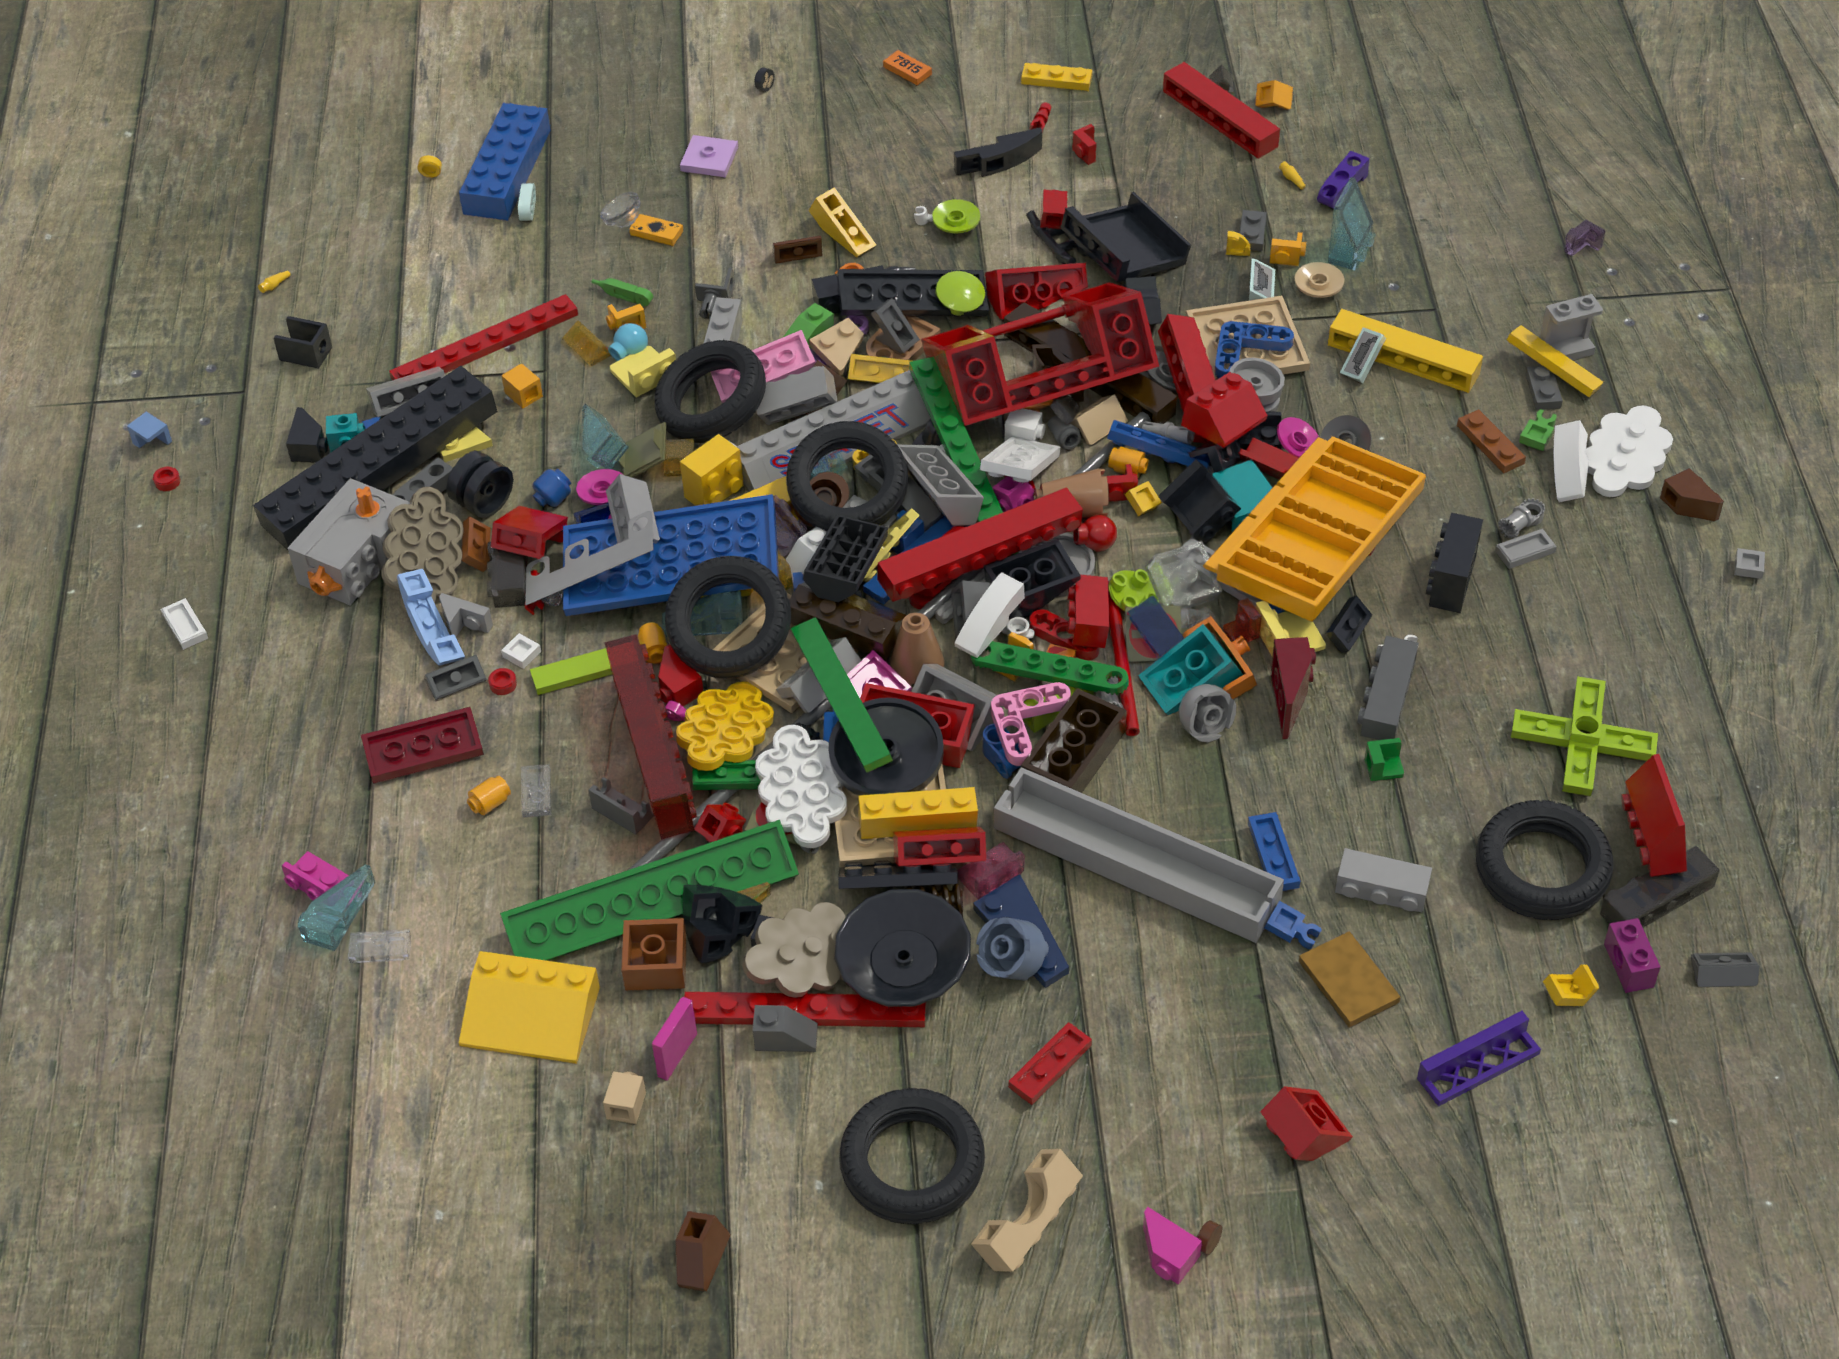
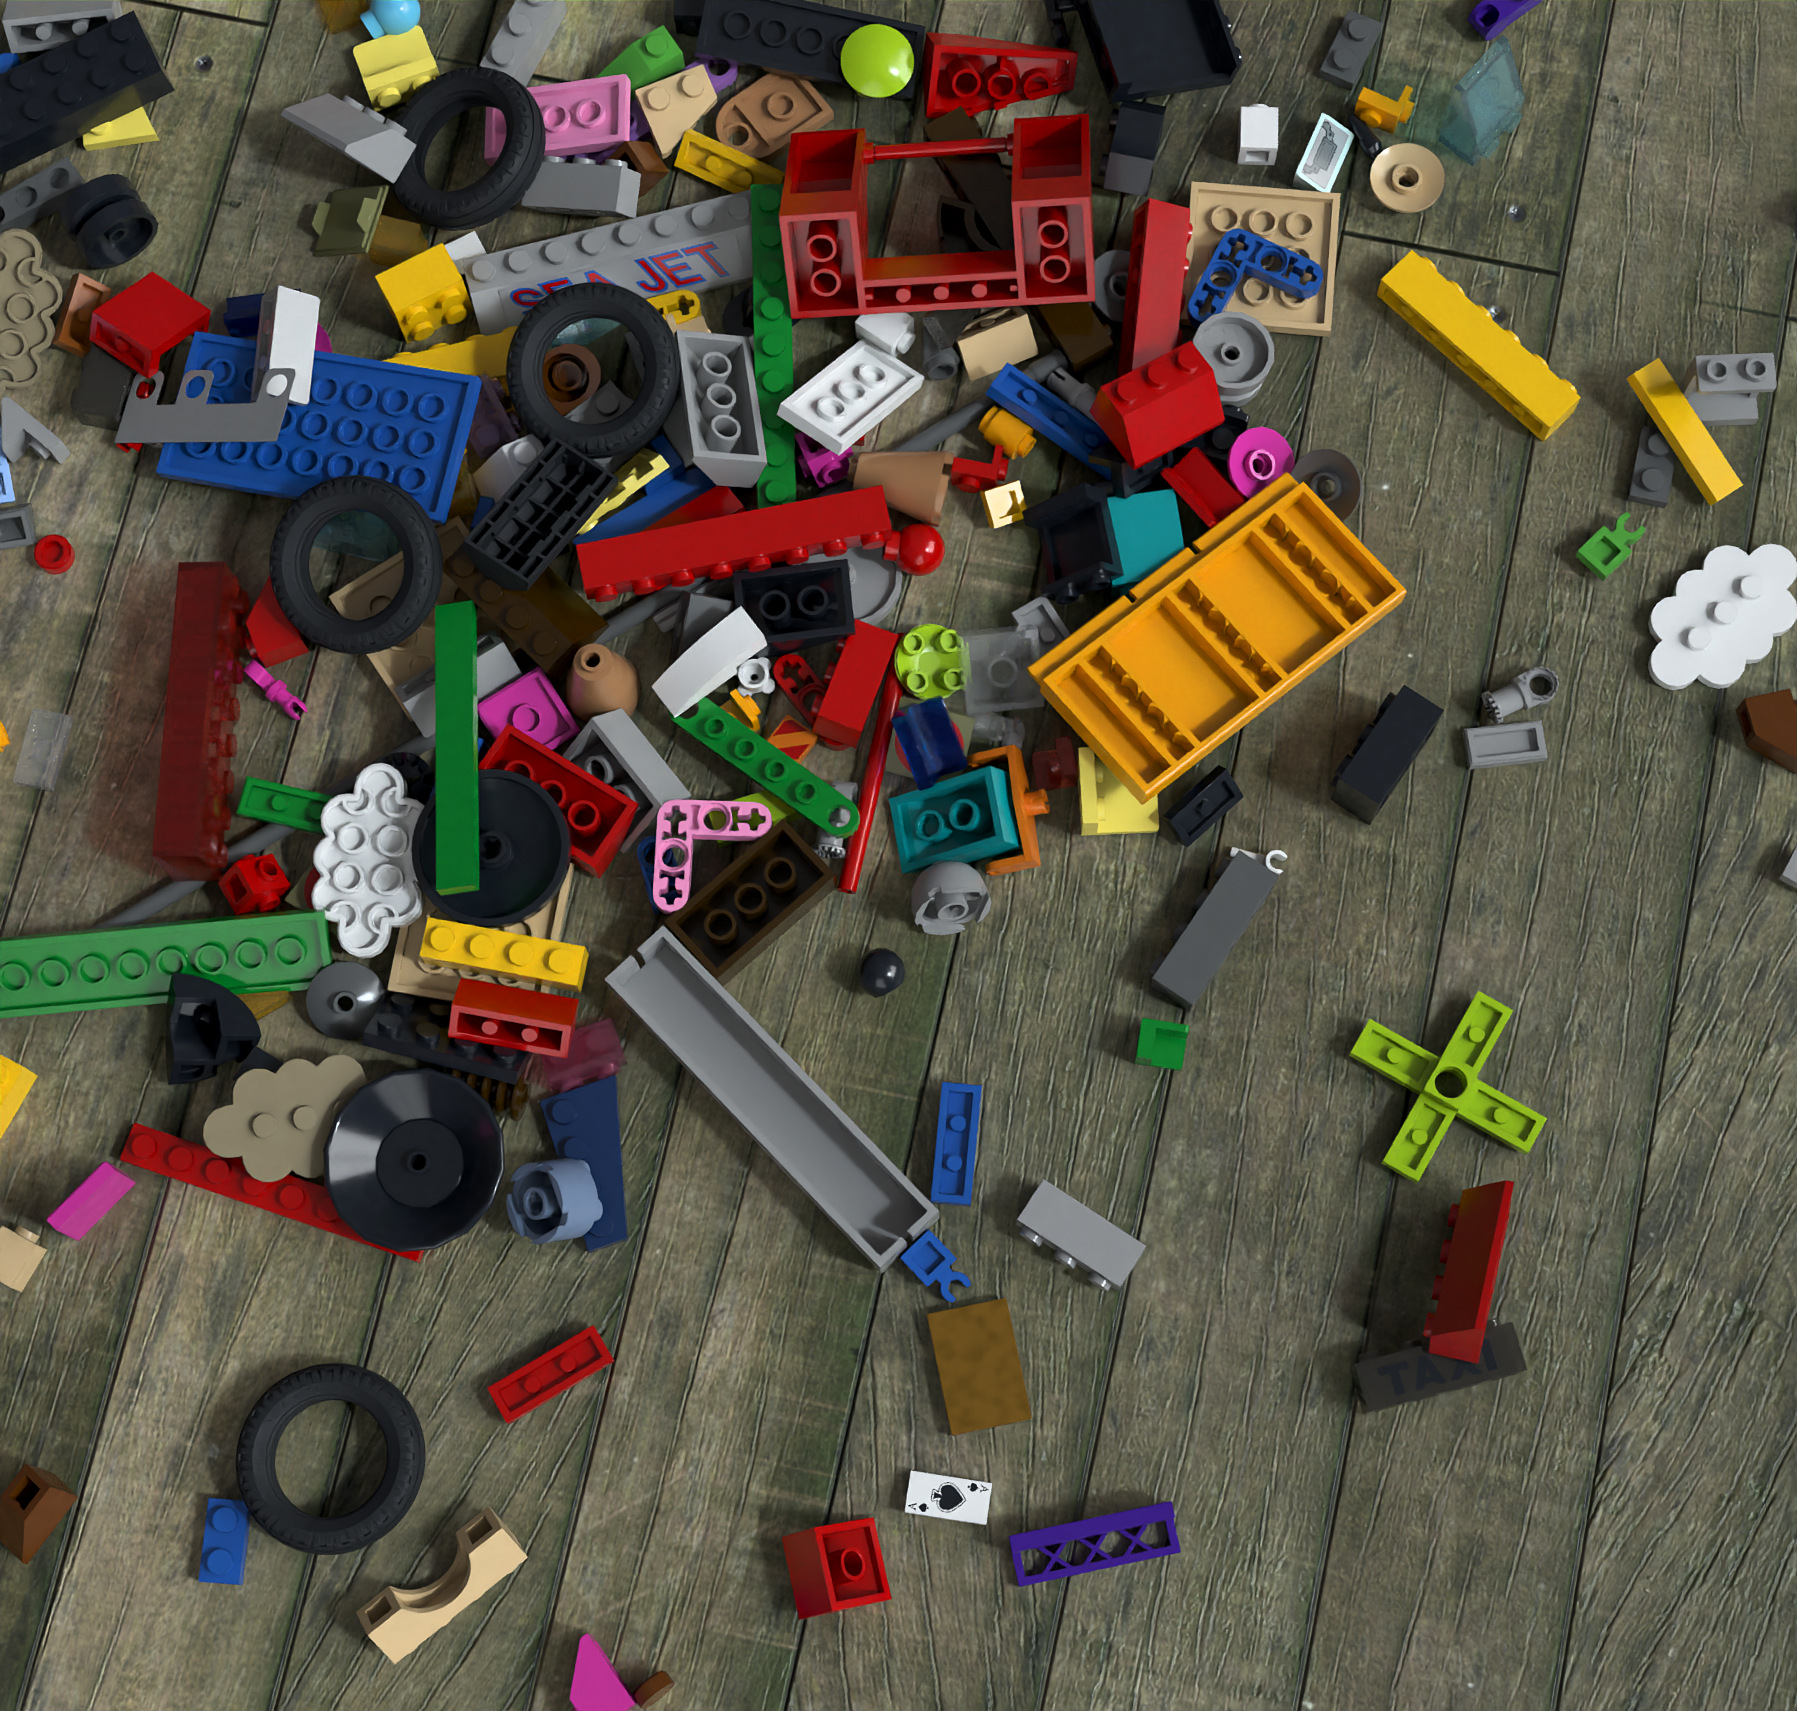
camera: 20 degrees right, 25 degrees up
(521, 651) = (92, 511): white tile -> none
(522, 386) = (222, 51): light orange panel -> none
(551, 488) = (208, 247): blue head -> none
(571, 671) = (159, 563): lime tile -> none
(593, 486) = (273, 254): dark pink dish -> none
(600, 439) = (298, 182): clear light blue slope -> none
(620, 807) = (136, 801): dark grey hinge -> none
(633, 400) = (354, 133): none -> light grey slope
(654, 954) = (108, 1061): dark orange brick -> none
(655, 640) = (258, 554): light orange brick -> none
(724, 726) = (309, 727): yellow plate -> none
(783, 1030) = (237, 1221): dark grey slope -> none
(803, 889) = (340, 980): none -> dark grey dish
(851, 1237) = (225, 1542): none -> blue plate
(895, 328) = (761, 101): dark grey slope -> none
(1177, 766) = (880, 972): none -> black piece
(1216, 280) = (1257, 135): none -> white brick
(1237, 244) = (1315, 75): yellow tile -> none
(1285, 269) = (1368, 140): none -> black piece
(1290, 678) = (1084, 881): dark red slope -> none
(1363, 355) = (1410, 341): slope -> none
(1364, 1062) = (948, 1497): none -> white tile
(1491, 441) = (1536, 541): dark orange plate -> none
(1534, 900) = (1364, 1231): black tyre -> none
(1570, 460) = (1628, 620): white slope -> none
(1572, 988) = (1256, 1477): yellow bracket -> none
(1632, 955) = (1356, 1455): magenta brick -> none
(1725, 969) = (1475, 1506): dark grey slope -> none

